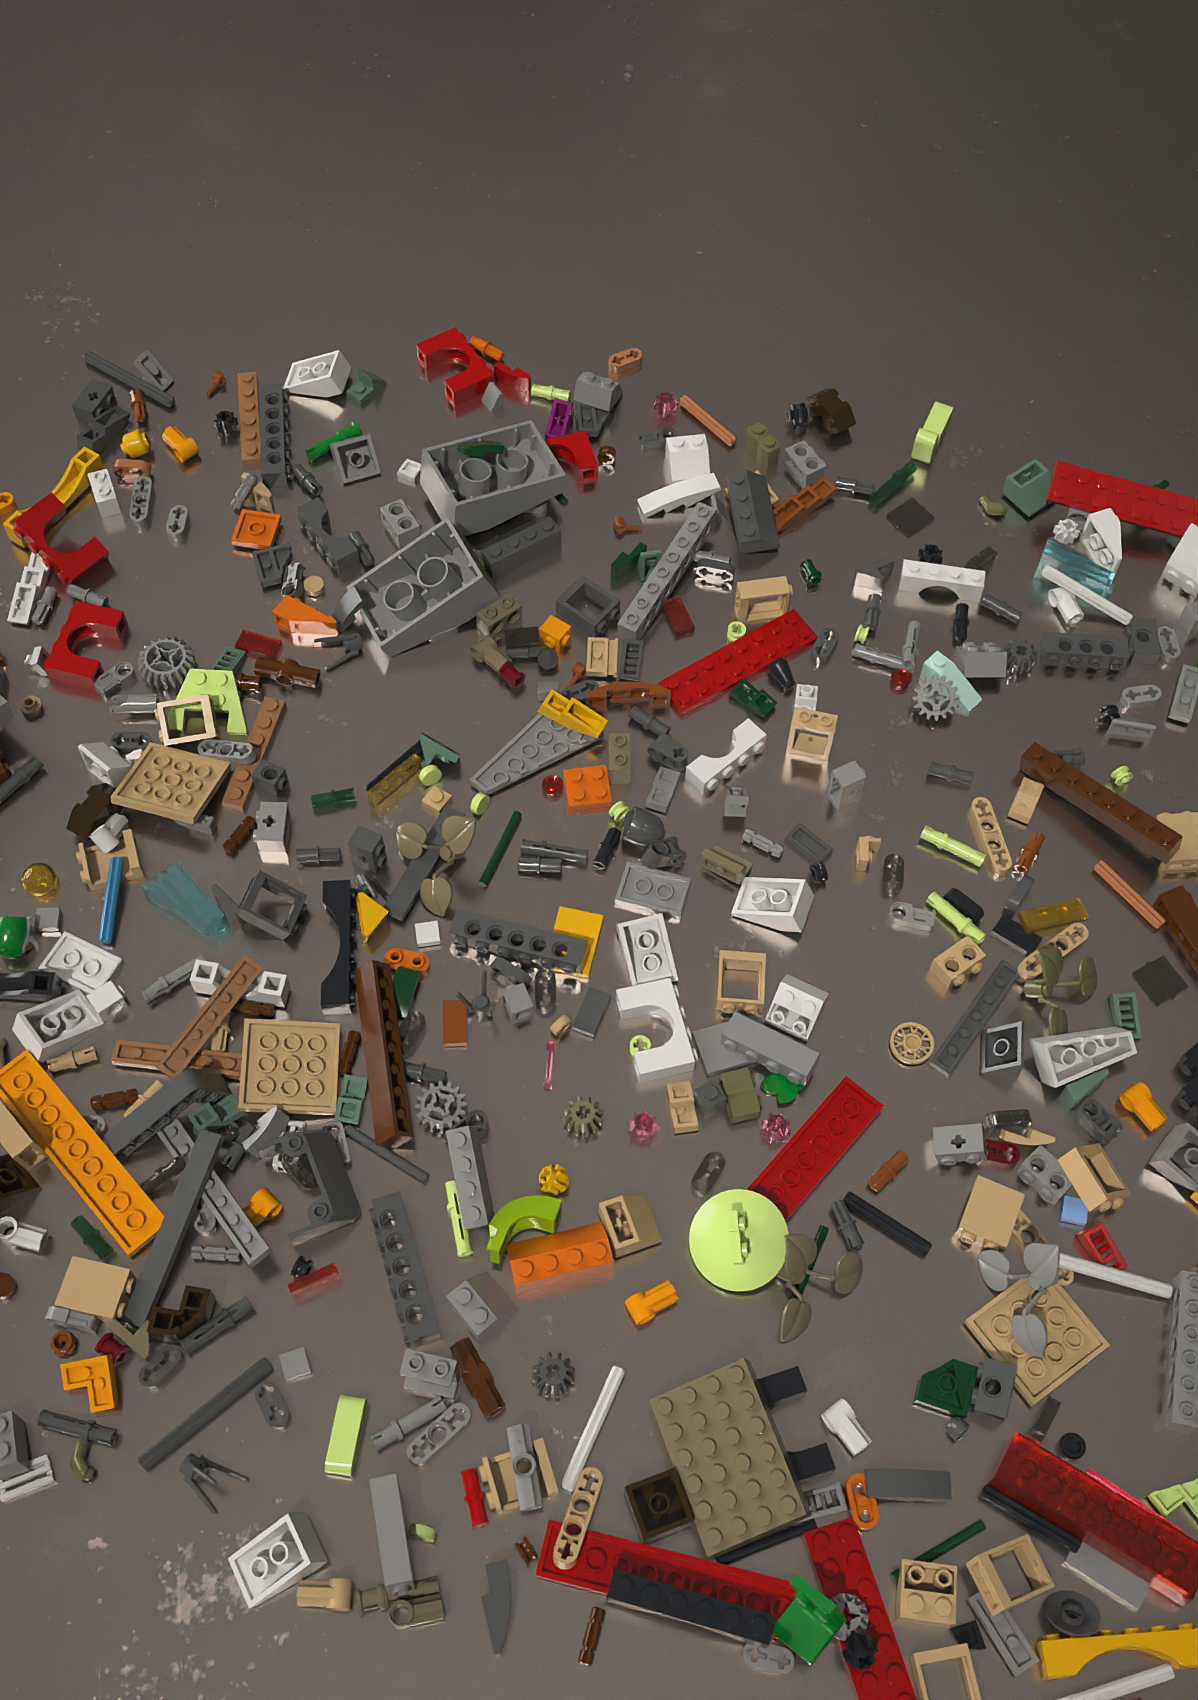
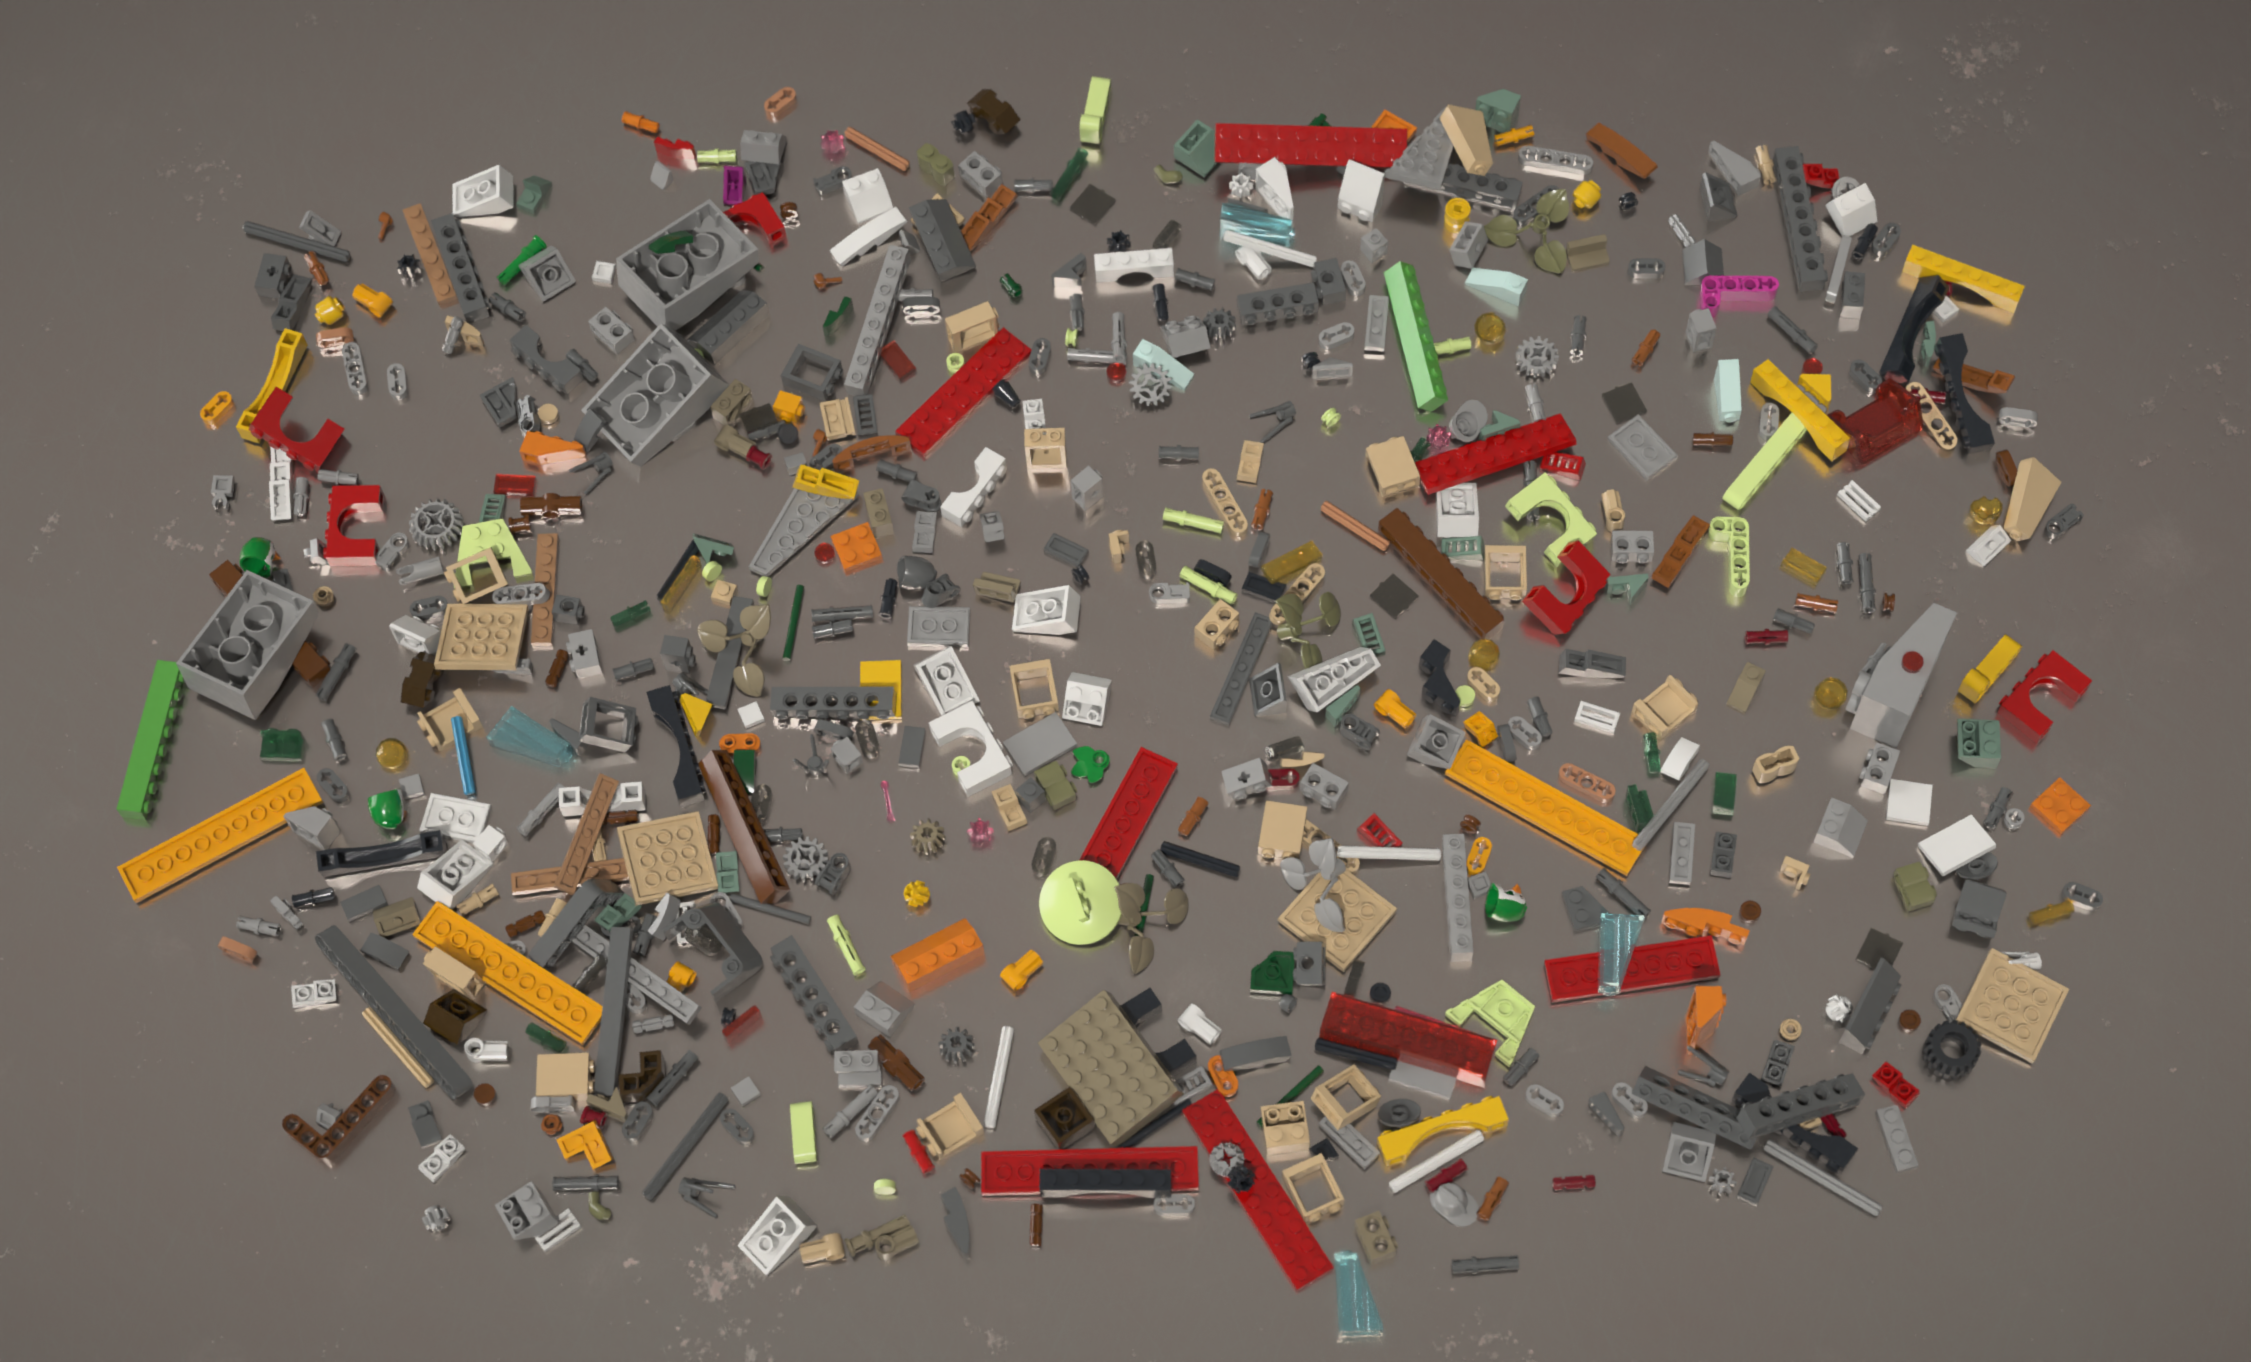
camera: 10 degrees left, 5 degrees up
(104, 493) = (317, 369): white brick -> none
(108, 834) = (440, 698): white piece -> none
(256, 529) = (475, 370): orange plate -> none
(392, 1535) = (862, 1190): light grey slope -> none
(454, 346) = (607, 128): red arch -> none
(454, 1023) = (796, 786): dark orange tile -> none
(470, 1177) = (847, 909): light grey brick -> none
(520, 1214) = (902, 925): lime arch -> none
(526, 1484) = (946, 1106): light grey piece -> none
(561, 1025) = (889, 764): tan tile -> none
(578, 1517) = (1003, 1143): tan beam -> none
(618, 811) = (890, 562): yellowish green bush -> none
(628, 1224) = (987, 913): tan slope -> none
(647, 563) = (856, 317): sand green slope -> none
(752, 699) = (984, 425): dark green slope -> none
(763, 842) = (1025, 559): light grey axle -> none
(770, 1049) = (1071, 740): light grey brick -> none
(777, 1134) = (1093, 810): clear pink gear -> none
(808, 1621) = (1198, 1167): green bracket -> none
(911, 1043) = (1191, 704): tan wheel -> none
(1073, 1211) = (1352, 809): light blue tile -> none
(1094, 1177) = (1344, 773): tan window -> none
(1101, 803) = (1313, 449): reddish brown brick -> none

